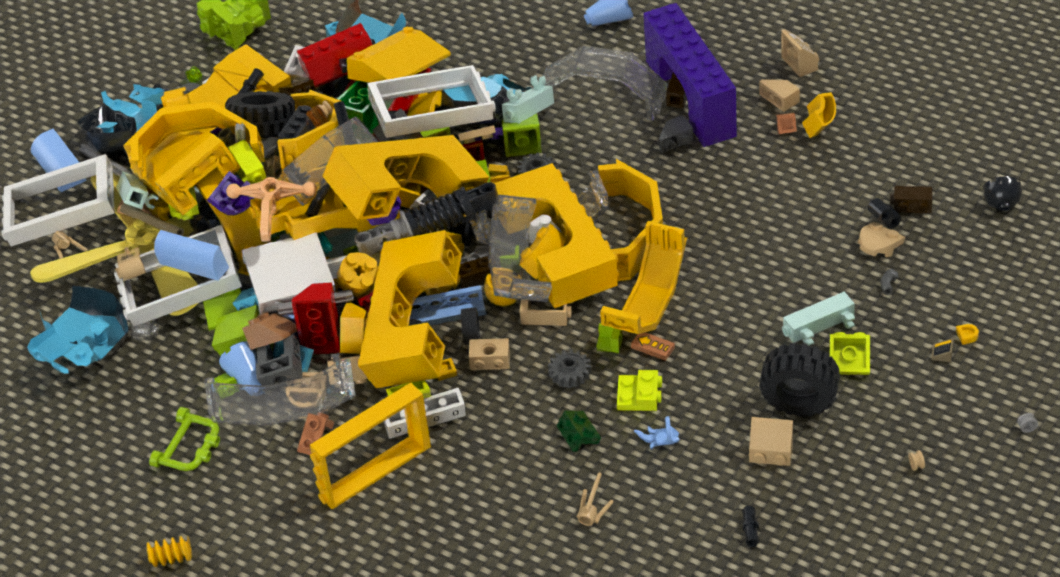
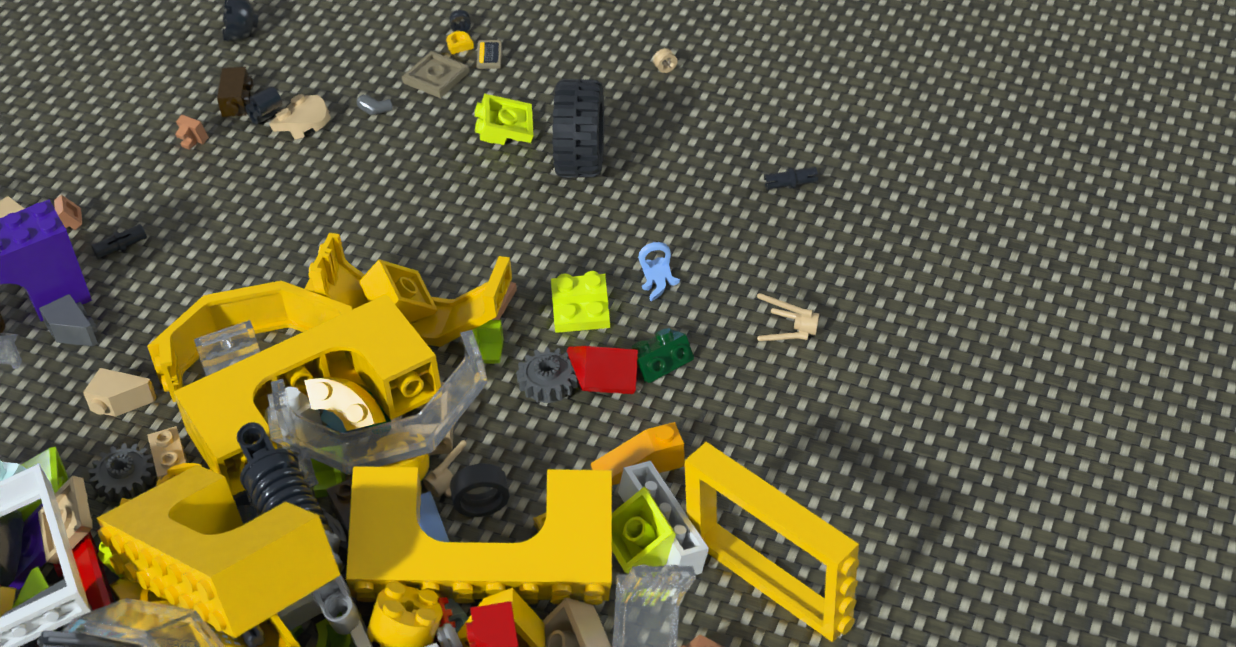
camera: 100 degrees left, 0 degrees up
(485, 414) = (658, 444): none -> light orange slope
(489, 354) = (527, 468): tan brick -> none
(493, 314) = (439, 479): none -> tan plant
(566, 392) = (604, 368): none -> red slope
(605, 154) = (118, 392): none -> tan slope
(656, 288) = (402, 286): none -> yellow slope
(759, 158) = (119, 241): none -> black pin
(771, 441) = (666, 165): tan slope -> none
(818, 317) = (437, 147): light aqua brick -> none
(821, 114) = (64, 175): yellow brick -> none
(867, 179) = (190, 131): none -> nougat tile
(925, 318) = (435, 74): none -> dark tan tile
(990, 331) = (457, 16): none -> black bush

